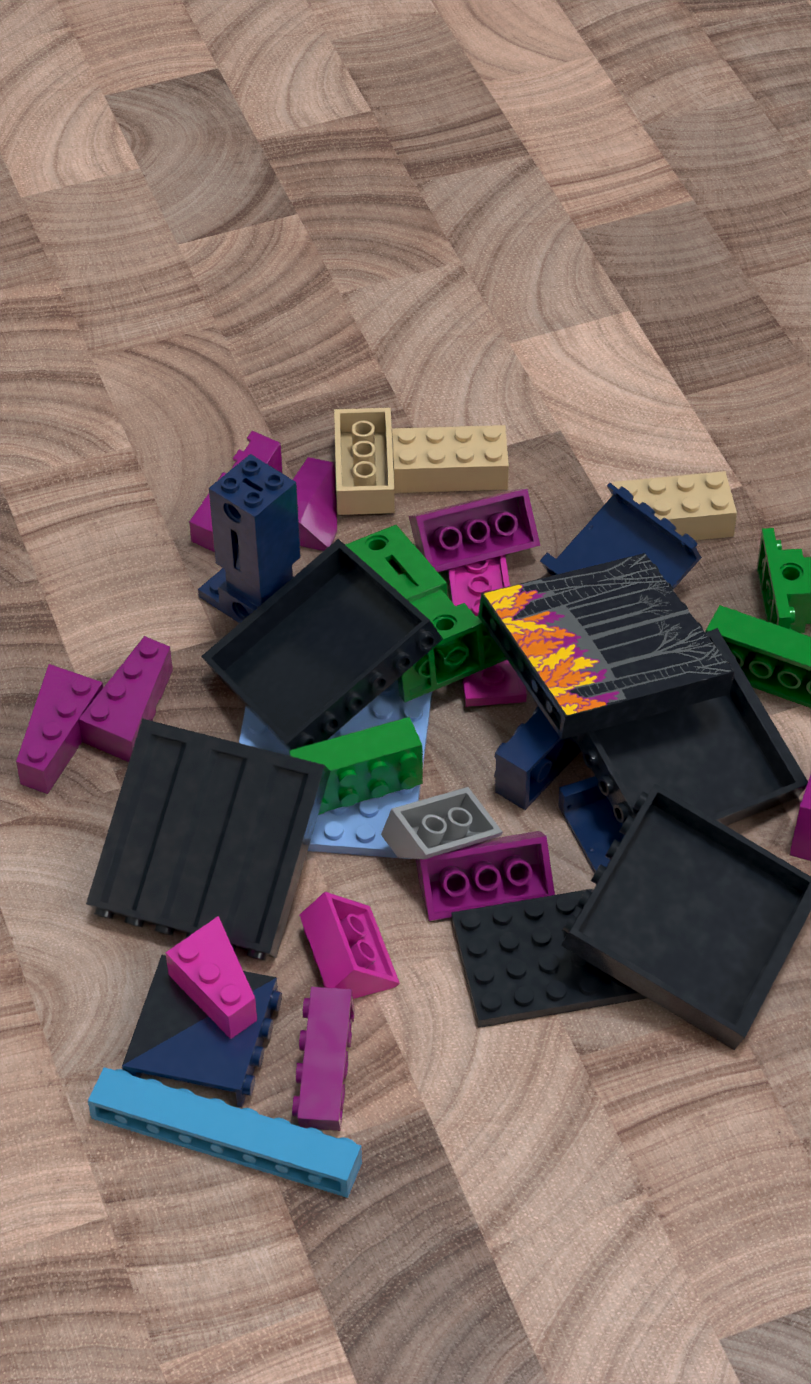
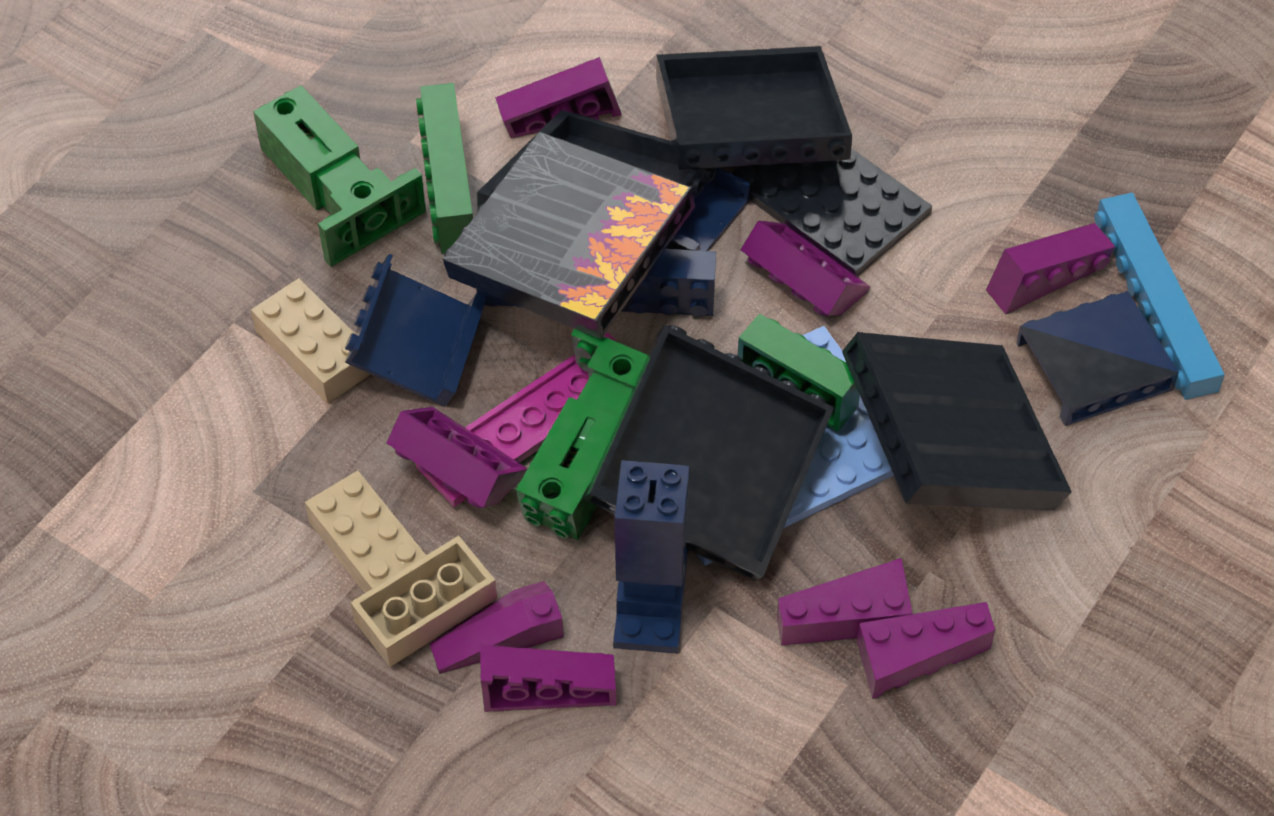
camera: 125 degrees left, 5 degrees up
(213, 978) = (1065, 347): dark pink wedge -> none
(348, 946) = (948, 307): dark pink slope -> none
(438, 825) = (804, 295): light grey slope -> none

